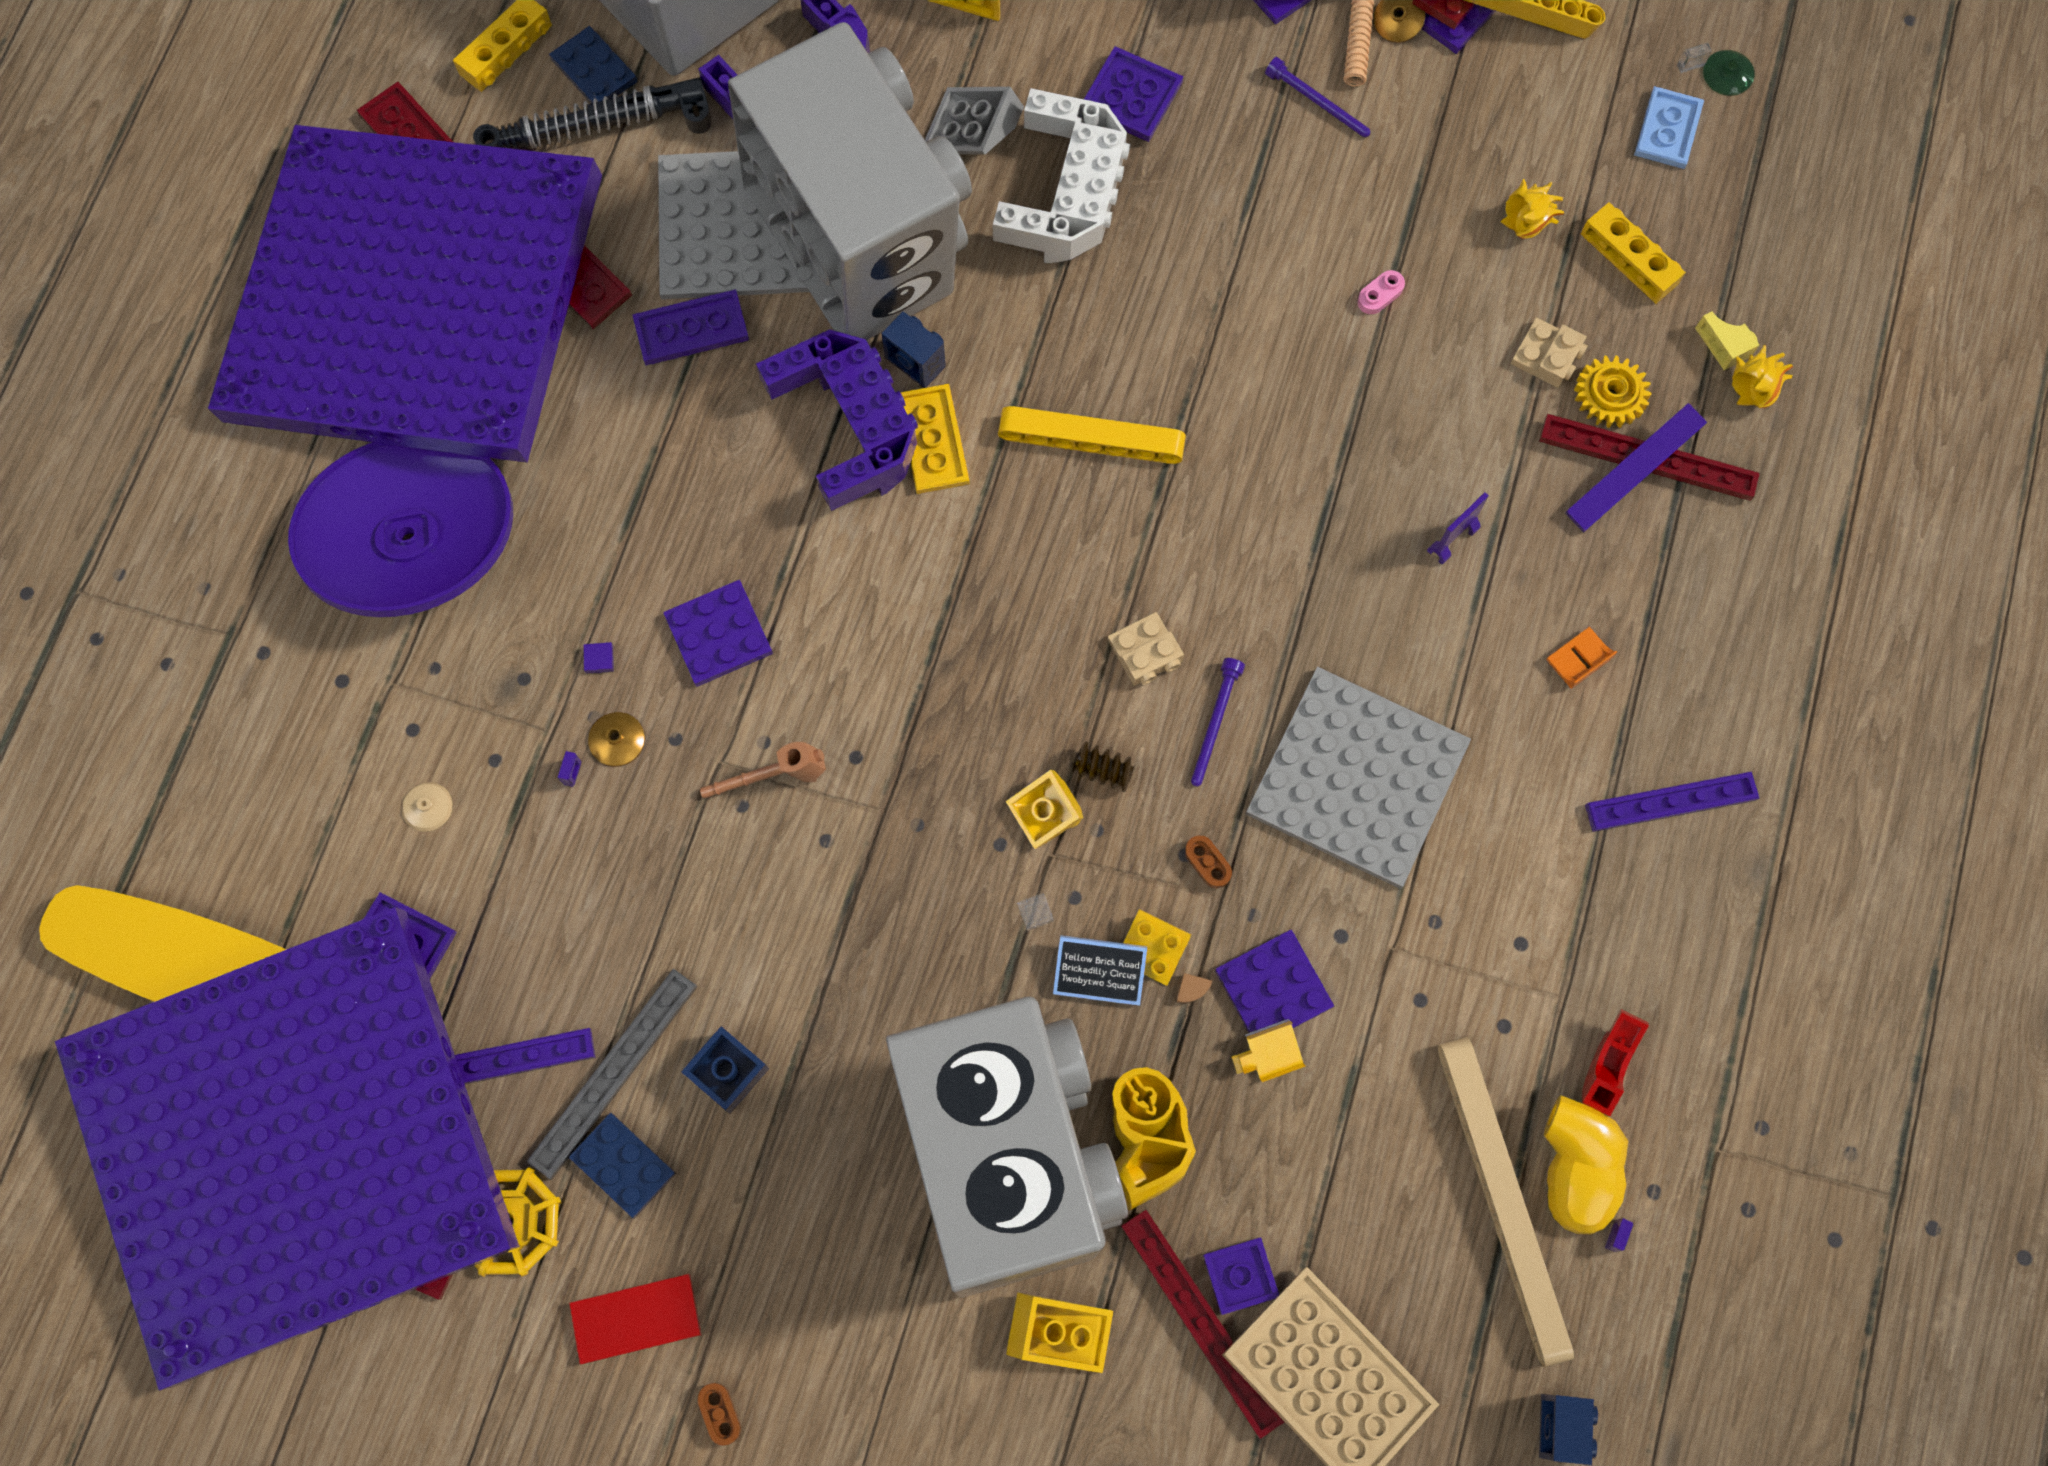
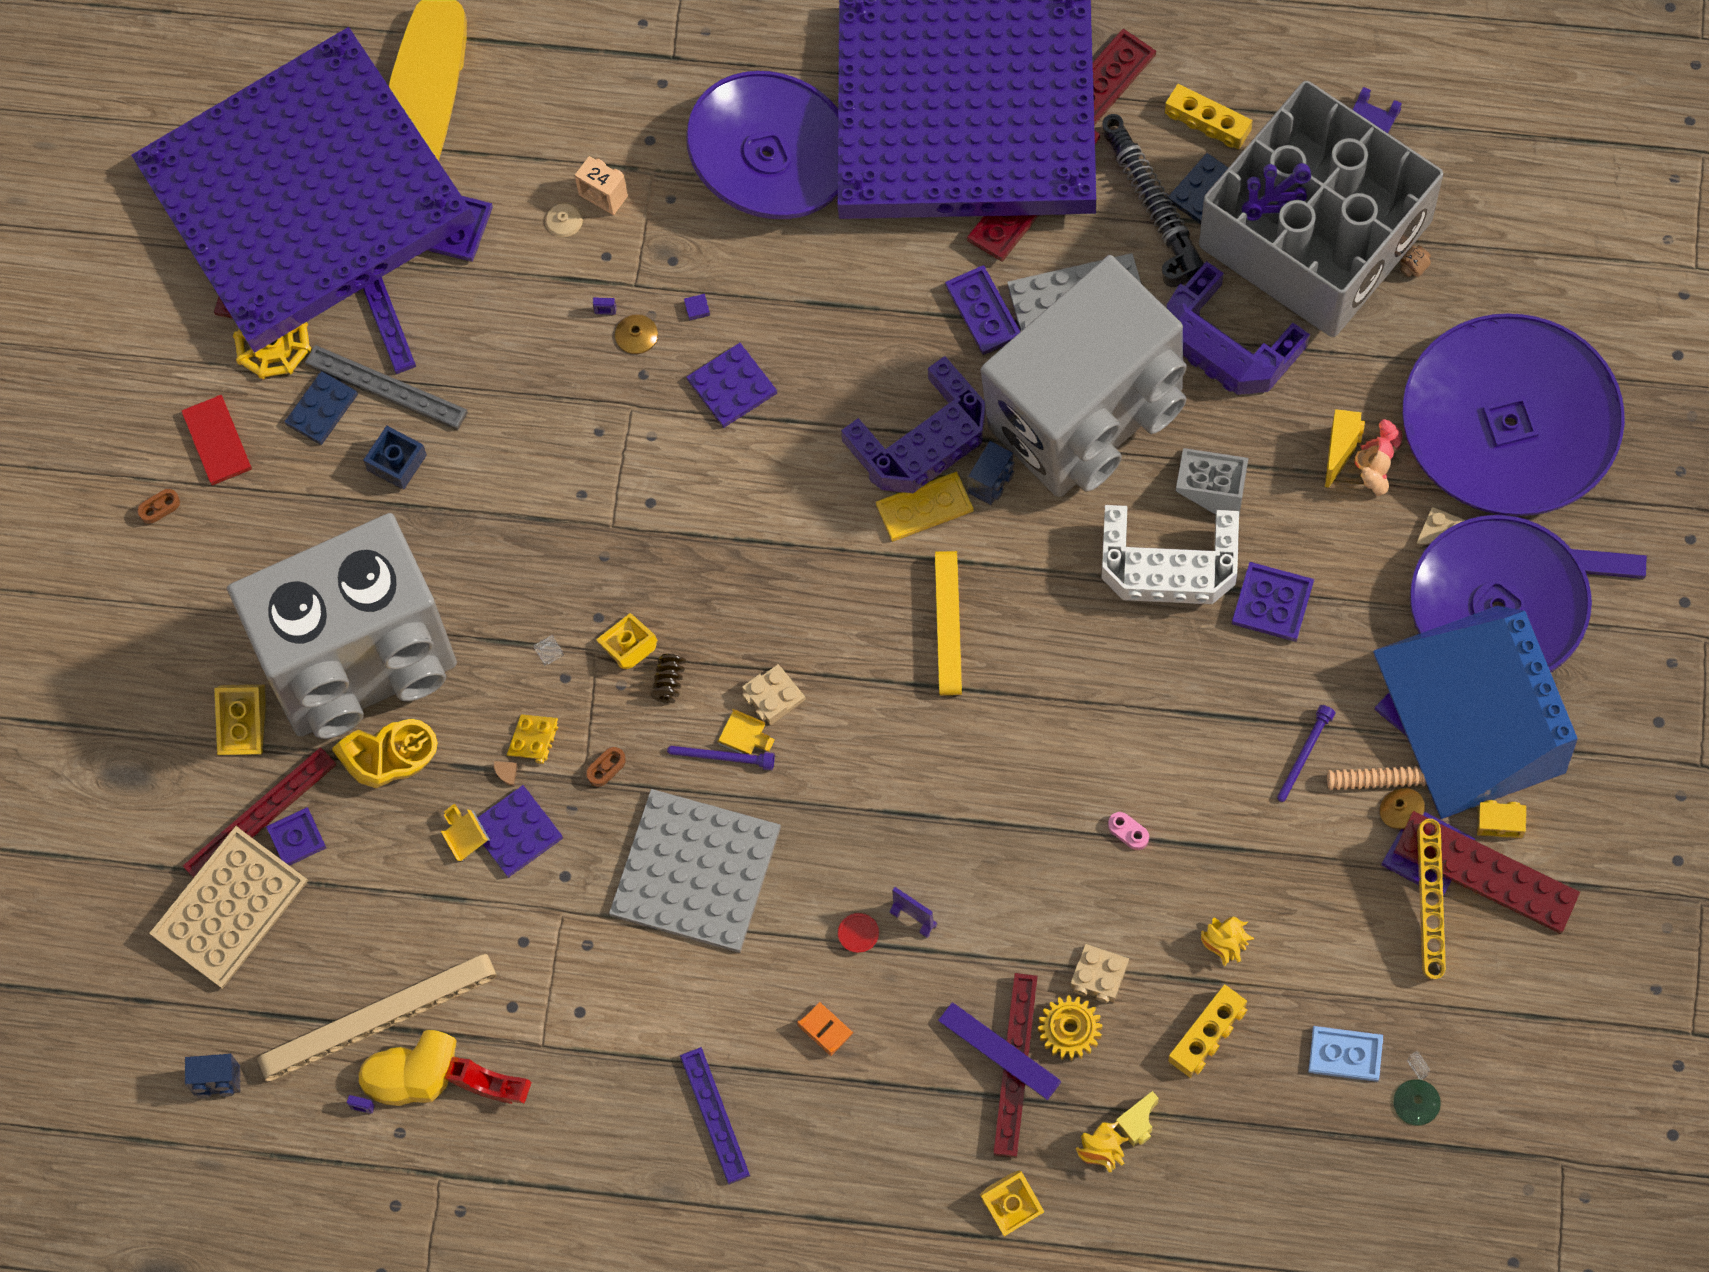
camera: 85 degrees right, 5 degrees down
(396, 743) = (601, 185): none -> light nougat brick
(794, 759) = (627, 448): nougat piece -> none
(1100, 970) = (508, 701): black tile -> none
(1190, 691) = (744, 733): none -> yellow piece
(1467, 600) = (858, 932): none -> red piece
(1811, 489) = (1011, 1202): none -> yellow slope

